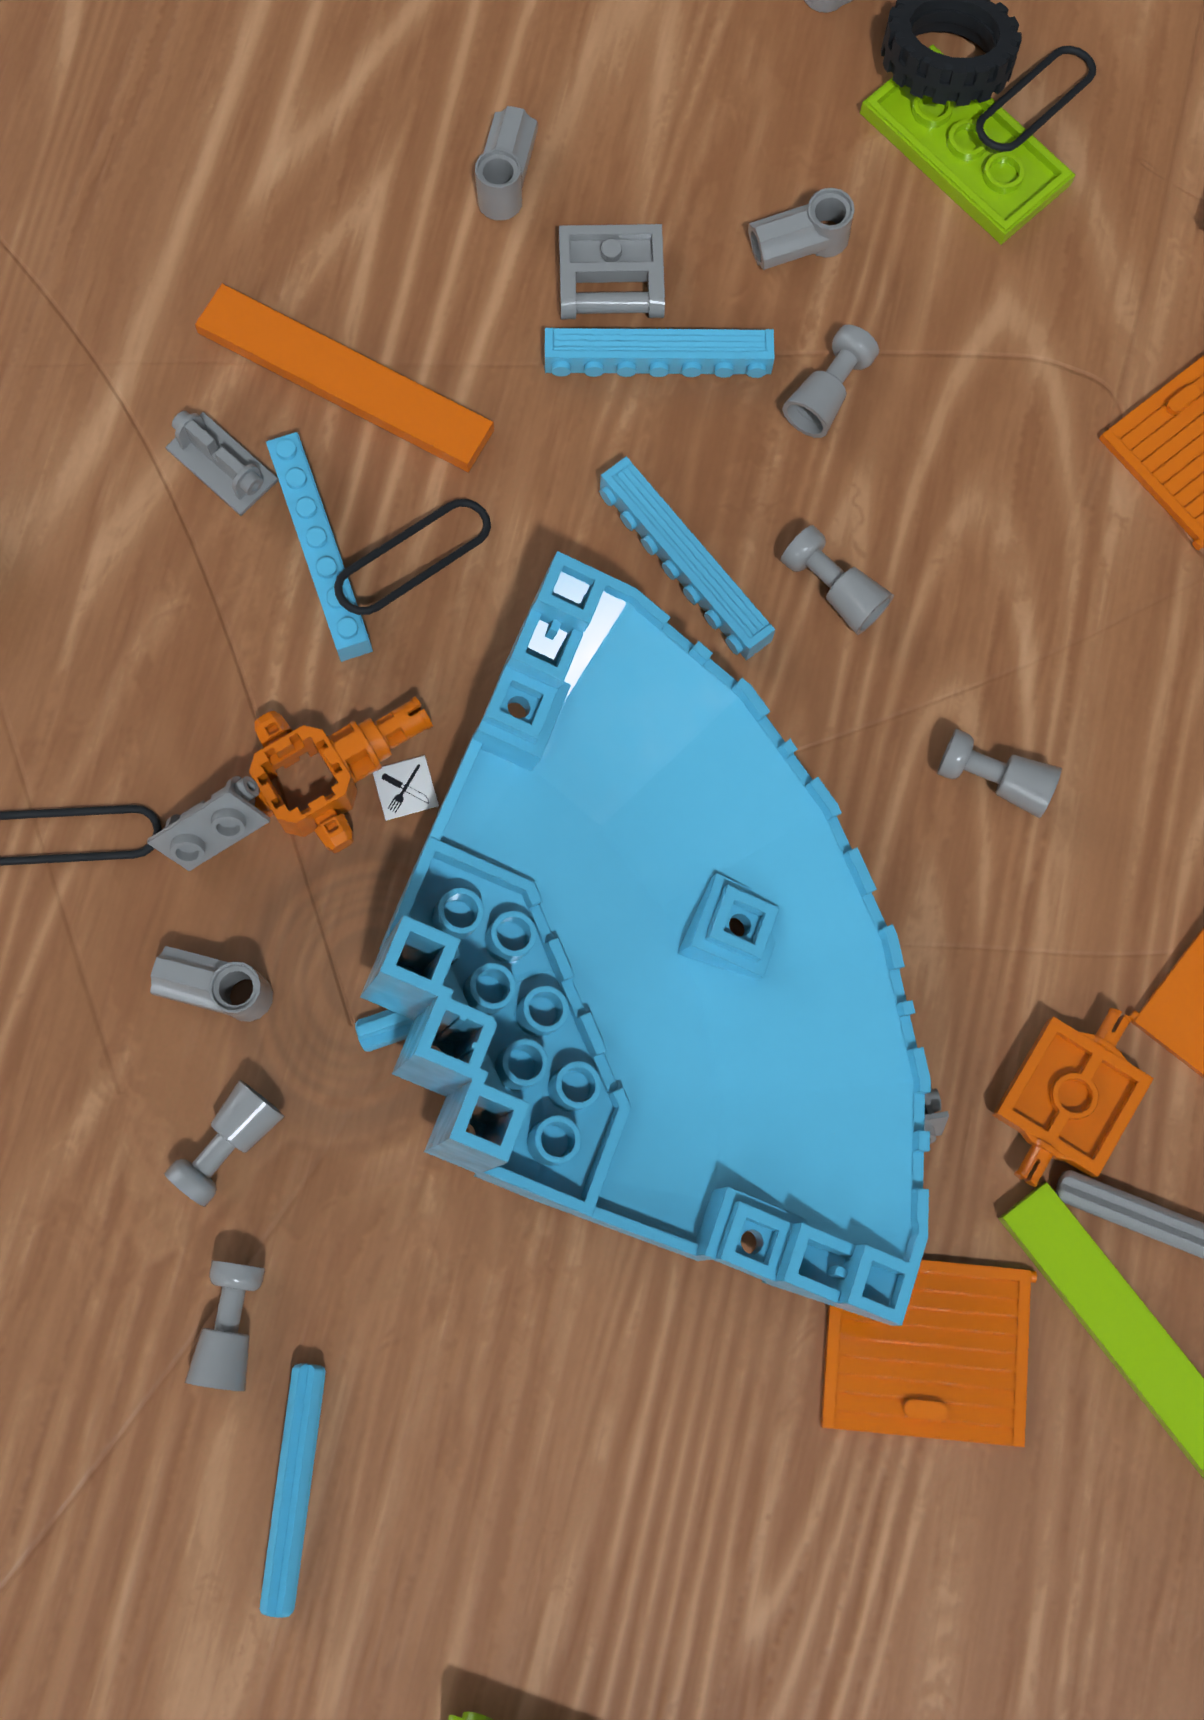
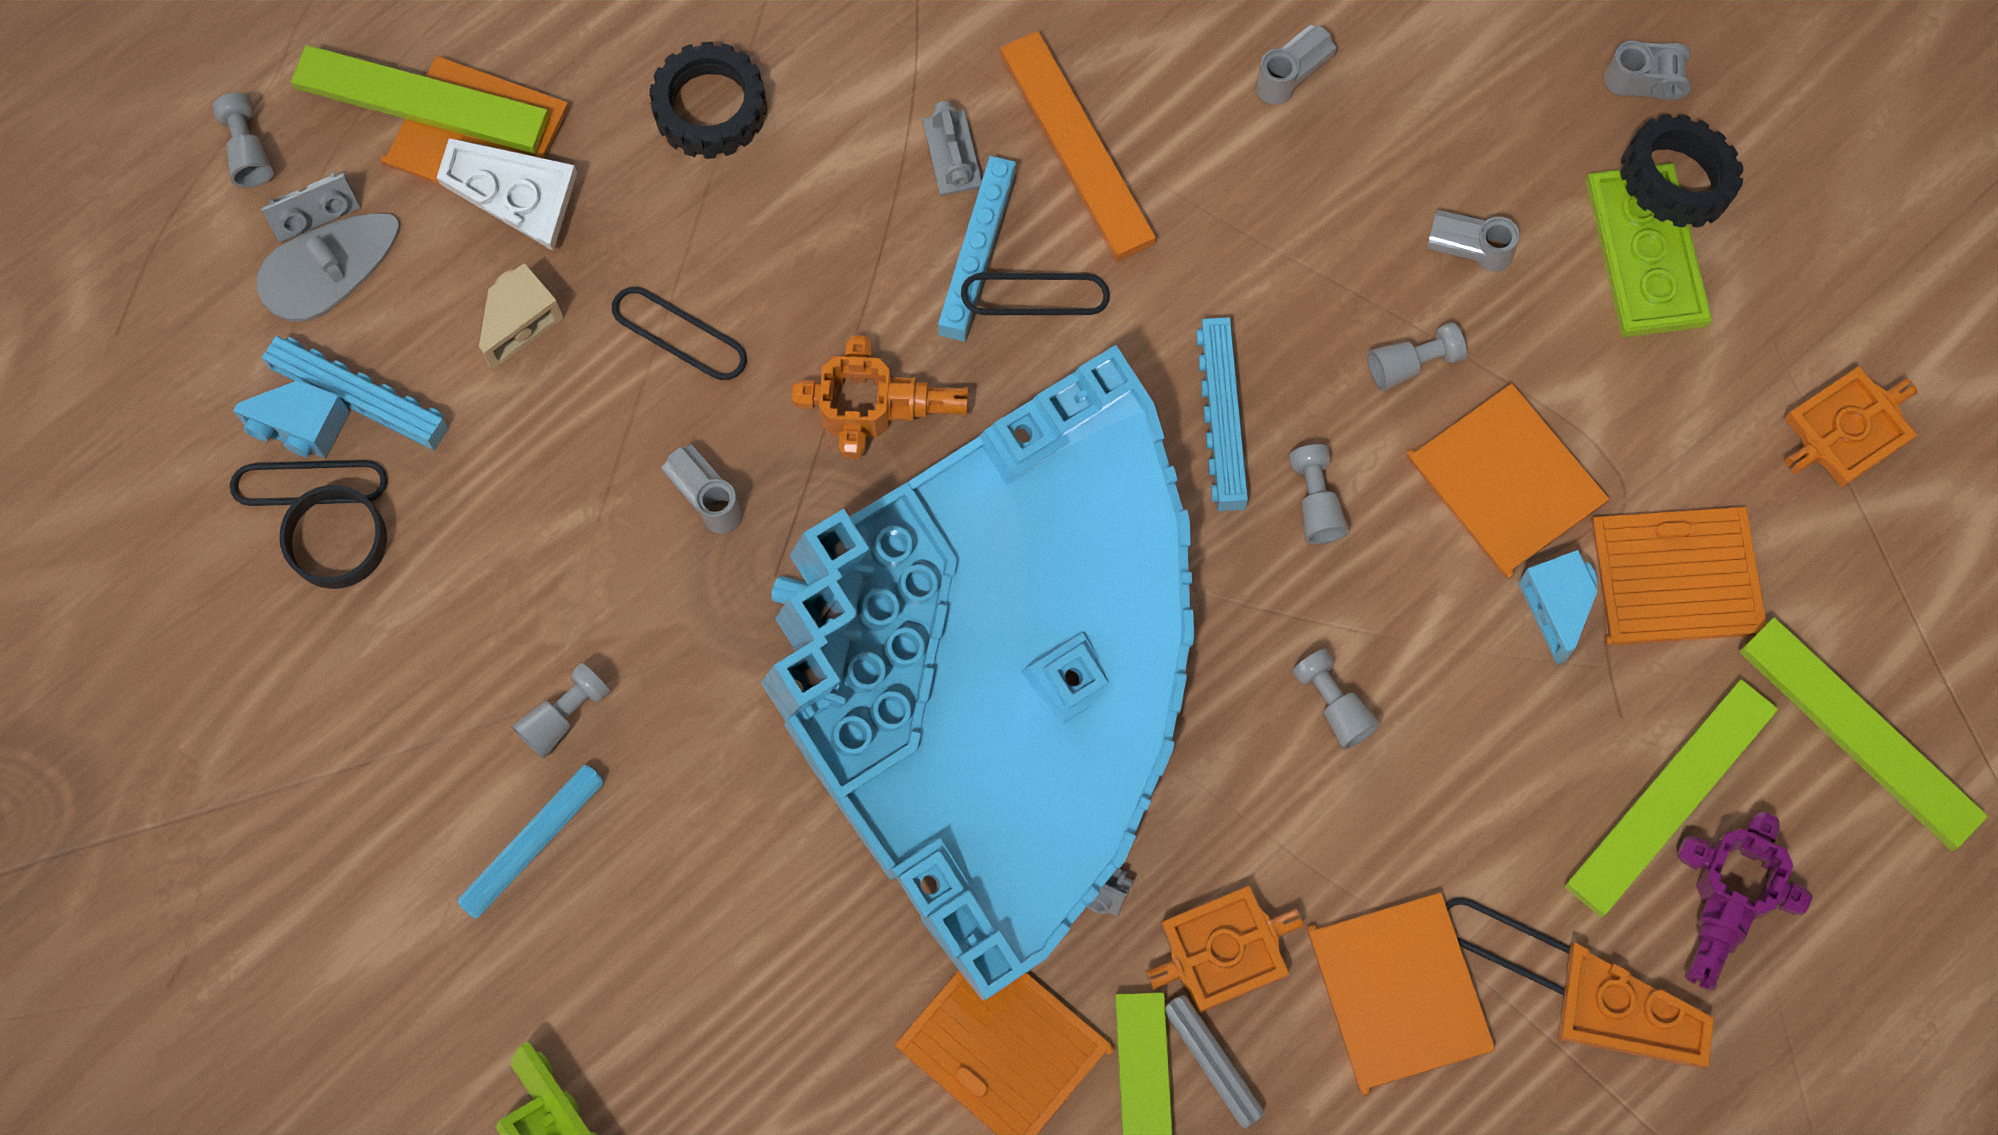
camera: 40 degrees right, 5 degrees down
(211, 825) = (775, 385): light grey hinge -> none
(238, 1125) = (658, 589): light grey piece -> none
(405, 788) = (921, 445): white sticker -> none
(611, 255) = (1320, 172): light grey plate -> none
(659, 352) = (1308, 261): medium azure piece -> none
(998, 449) = (1508, 479): none -> orange piece
(1022, 83) = (1723, 265): black piece -> none
(1139, 537) = (1560, 600): none -> medium azure slope

